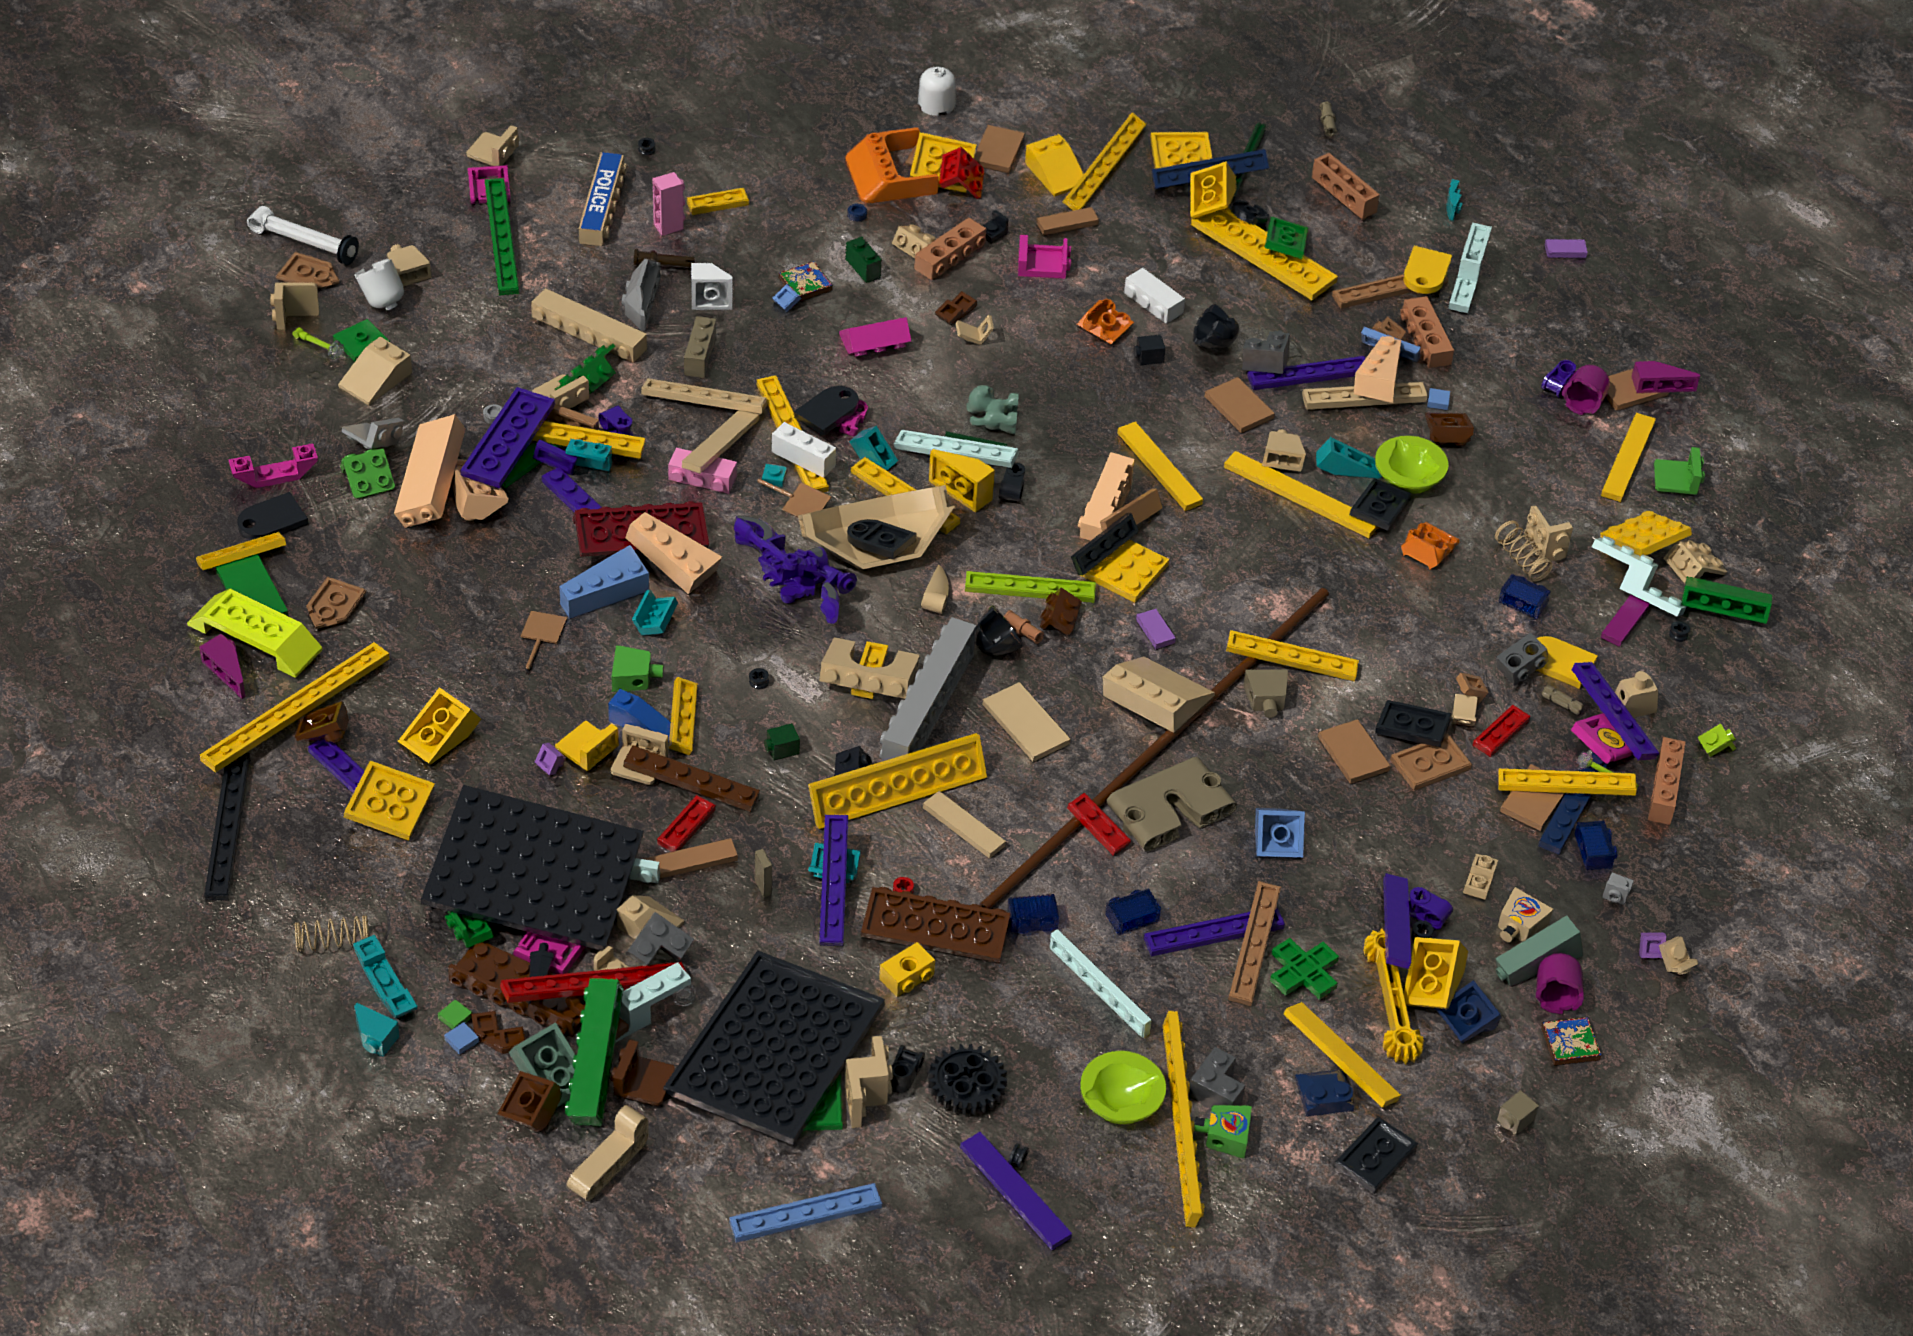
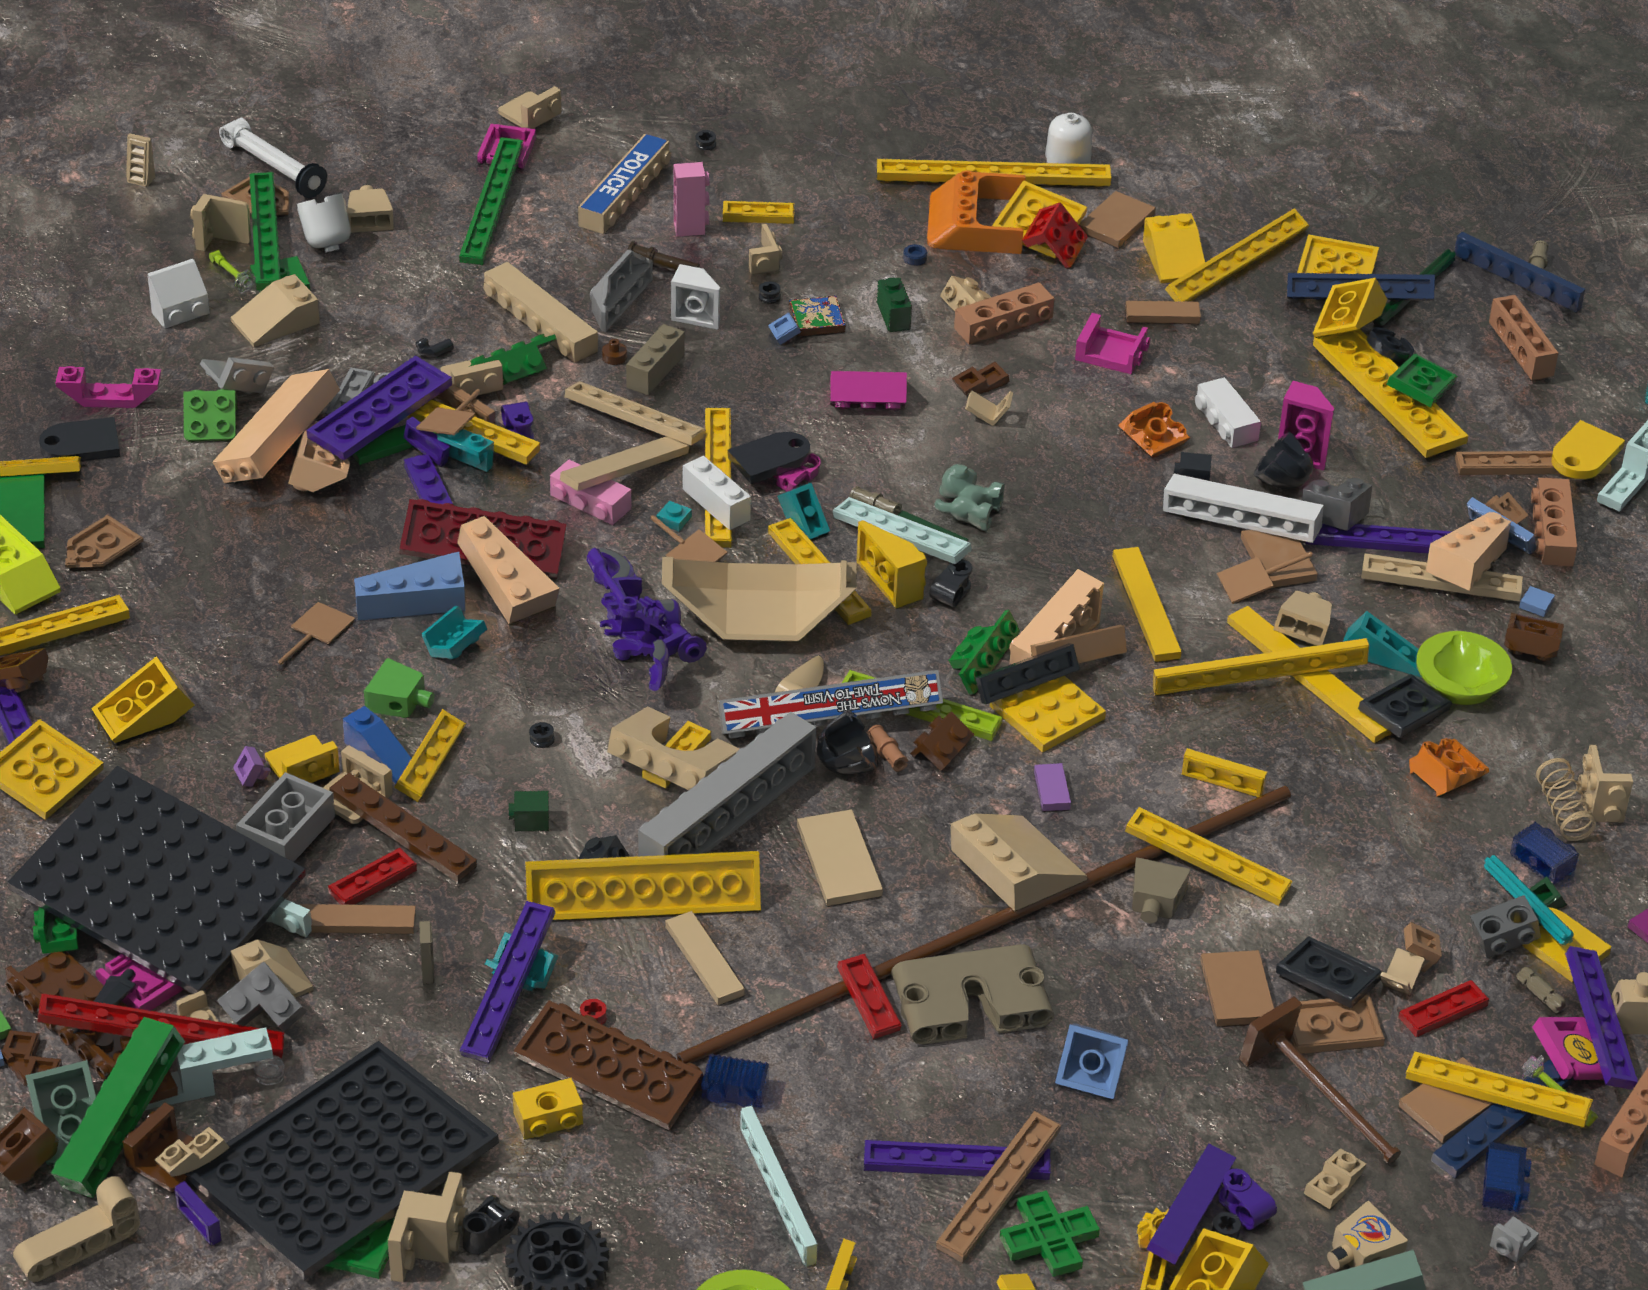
camera: 20 degrees right, 5 degrees down
(197, 269) = (138, 174): none -> tan slope
(291, 374) = (177, 294): none -> white slope
(332, 302) = (264, 229): none -> green tile
(471, 419) = (353, 384): none -> light grey tile
(516, 377) = (436, 350): none -> black arm
(568, 437) = (448, 420): none -> medium nougat piece
(604, 790) = (289, 816): none -> light grey brick
(662, 347) = (614, 352): none -> reddish brown tile
(665, 1073) = (182, 1159): none -> tan slope
(689, 1116) = (198, 1213): none -> dark purple tile
(746, 236) = (766, 257): none -> tan bracket
(756, 265) = (773, 295): none -> black bush
(855, 133) = (1035, 173): none -> yellow plate
(880, 537) = (761, 609): black tile -> none
(923, 427) = (875, 499): none -> dark tan pin
(969, 601) = (829, 701): none -> brick
(996, 227) = (1072, 302): black bracket -> none
(1057, 532) = (983, 649): none -> green bracket
(1133, 911) = (861, 1109): clear blue brick -> none
(1200, 372) = (1243, 508): none -> white brick
(1226, 289) = (1310, 419): none -> dark pink slope
(1227, 428) = (1251, 577): none -> medium nougat piece
(1267, 498) = (1260, 666): none -> yellow tile
(1276, 588) = (1224, 773): none -> yellow tile
(1318, 131) = (1519, 272): none -> dark blue plate
(1398, 779) = (1275, 1031): none -> reddish brown tile
(1522, 630) = (1518, 888): none -> teal axle
(1536, 626) = (1548, 894): none -> dark green slope

